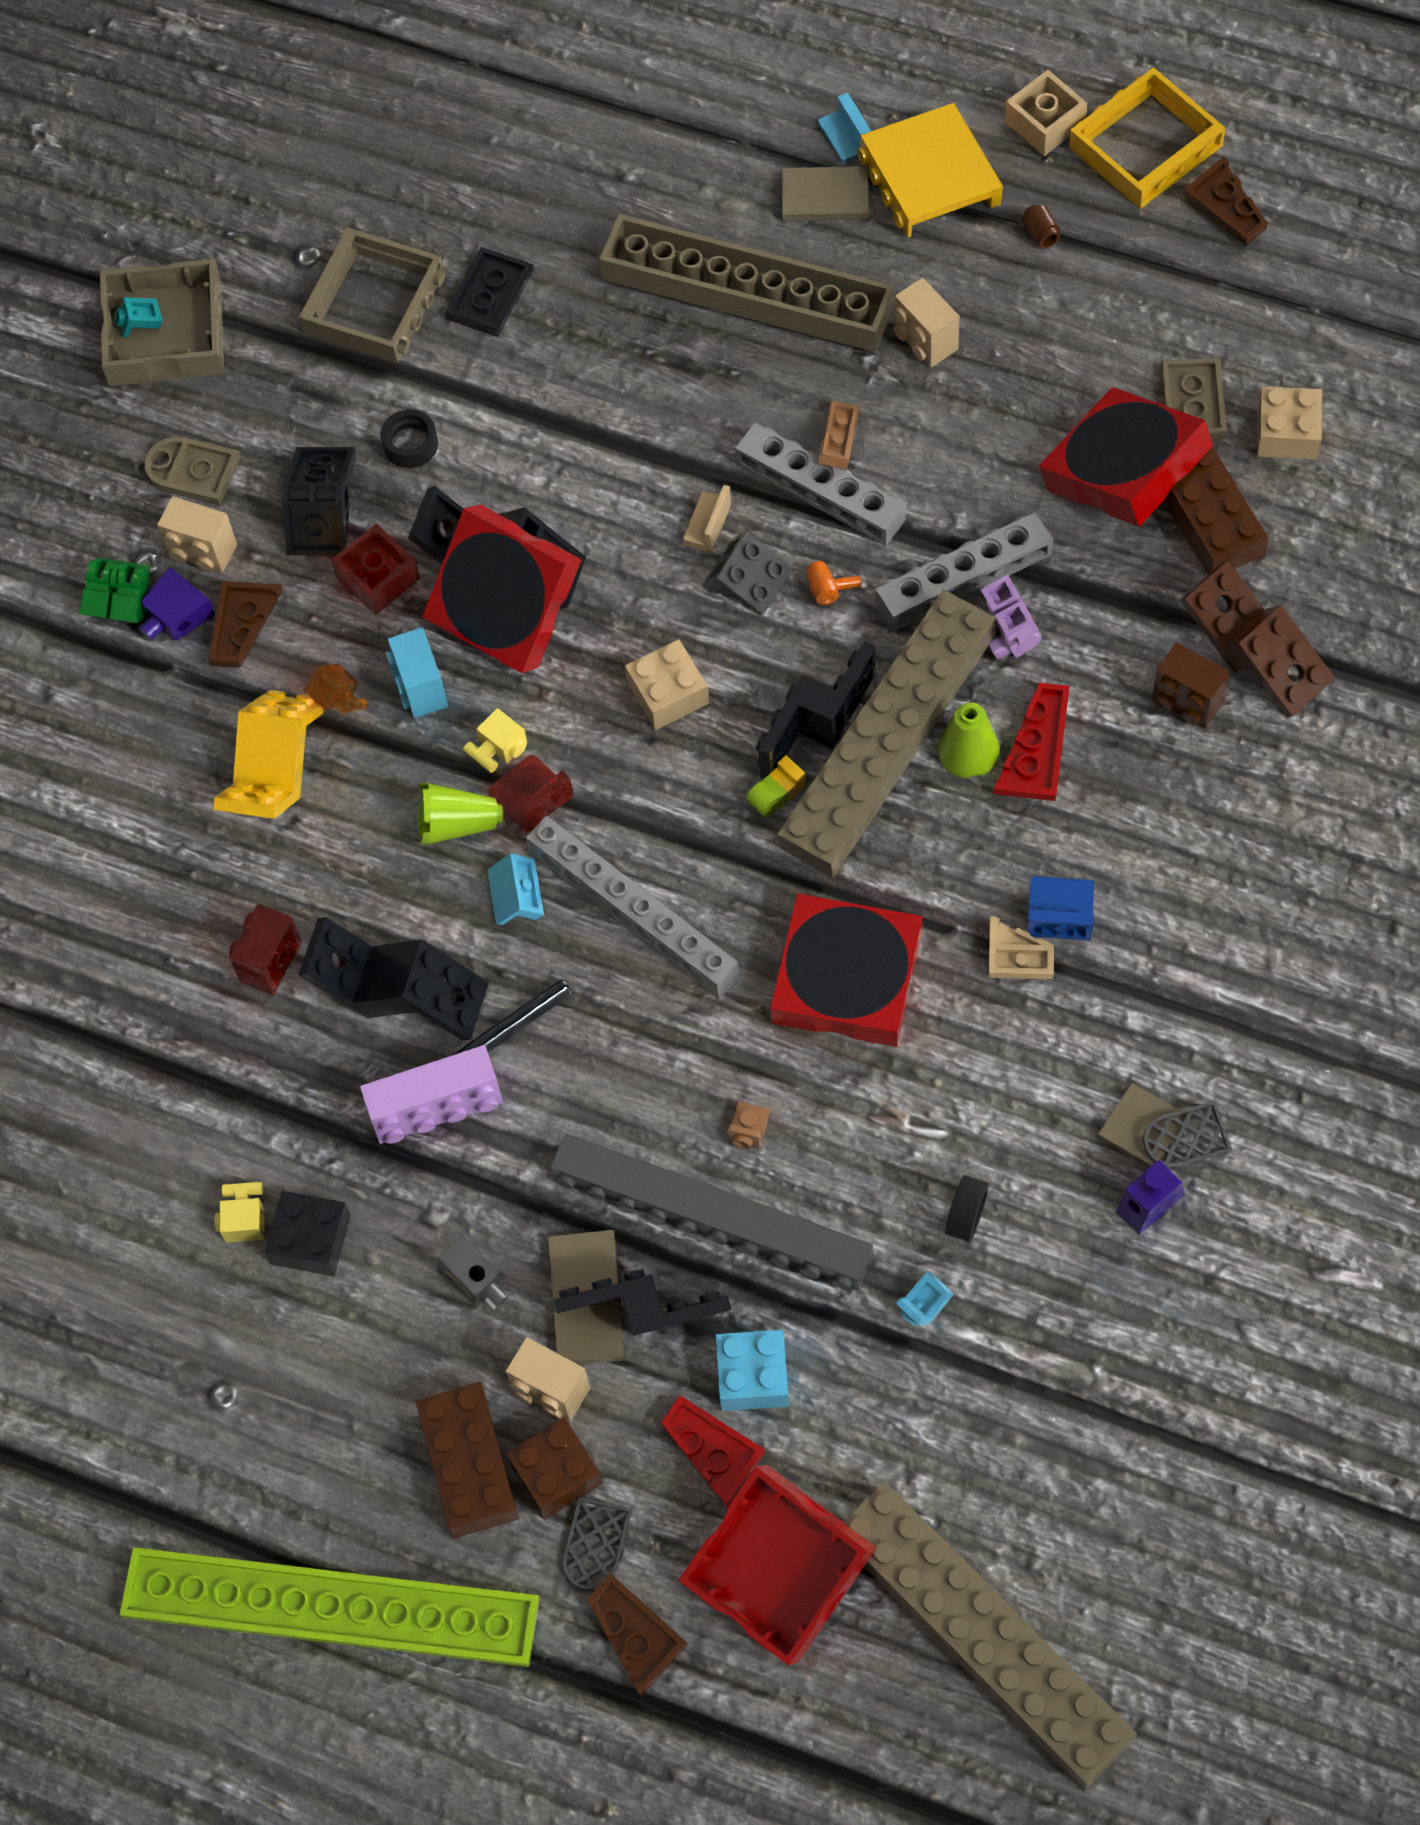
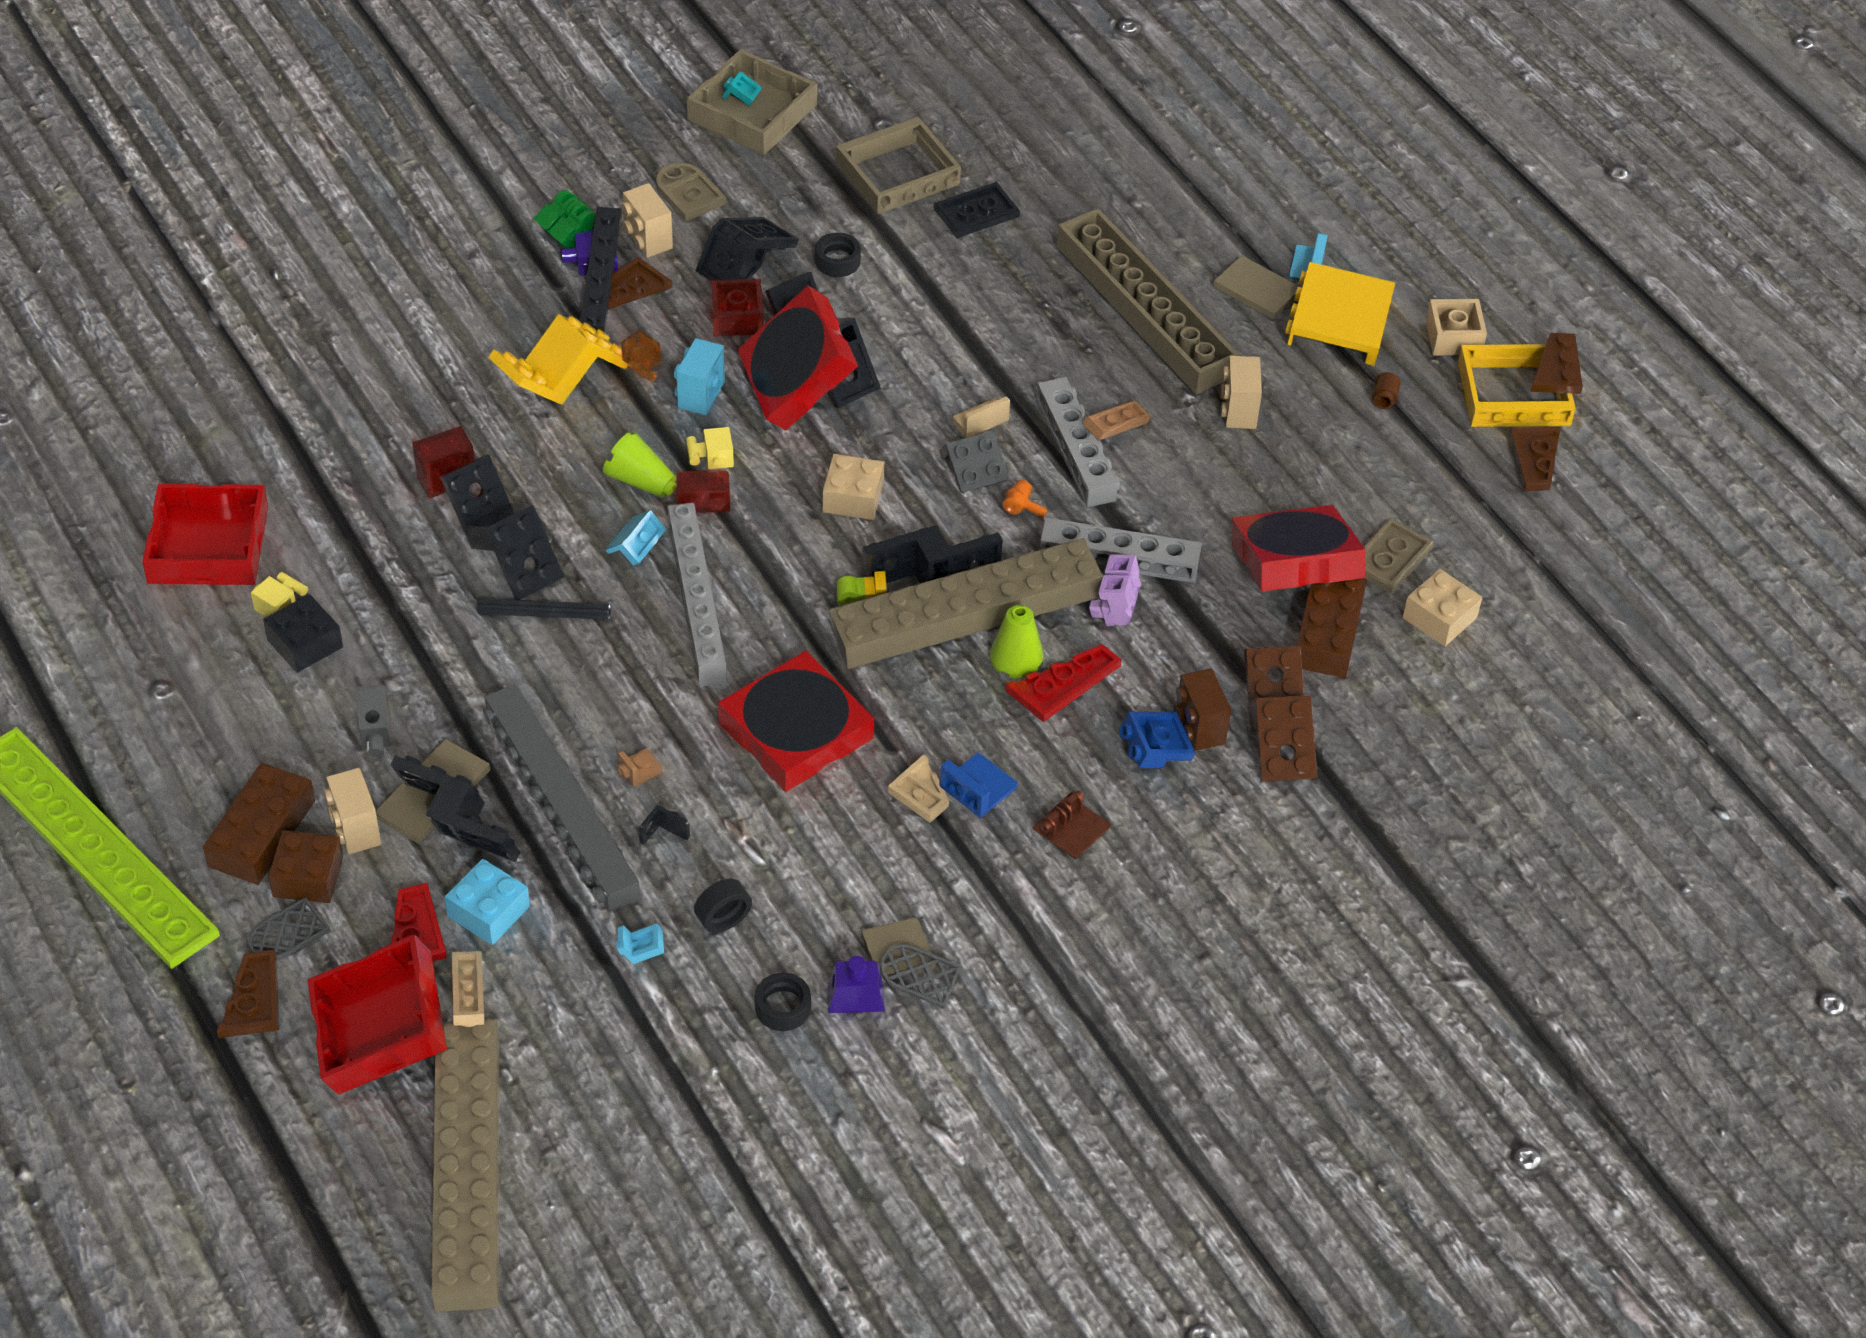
camera: 30 degrees right, 15 degrees down
(105, 1202) = (206, 534): none -> red tile
(207, 624) = (601, 267): none -> black plate
(432, 1095) = (457, 606): lavender brick -> none
(828, 1471) = (467, 988): none -> tan plate
(833, 1158) = (665, 819): none -> black bracket
(1102, 1233) = (777, 983): none -> black tyre
(1171, 744) = (1155, 738): none -> blue plate
(1175, 887) = (1072, 825): none -> copper hinge
(1176, 91) = (1559, 366): none -> reddish brown wing

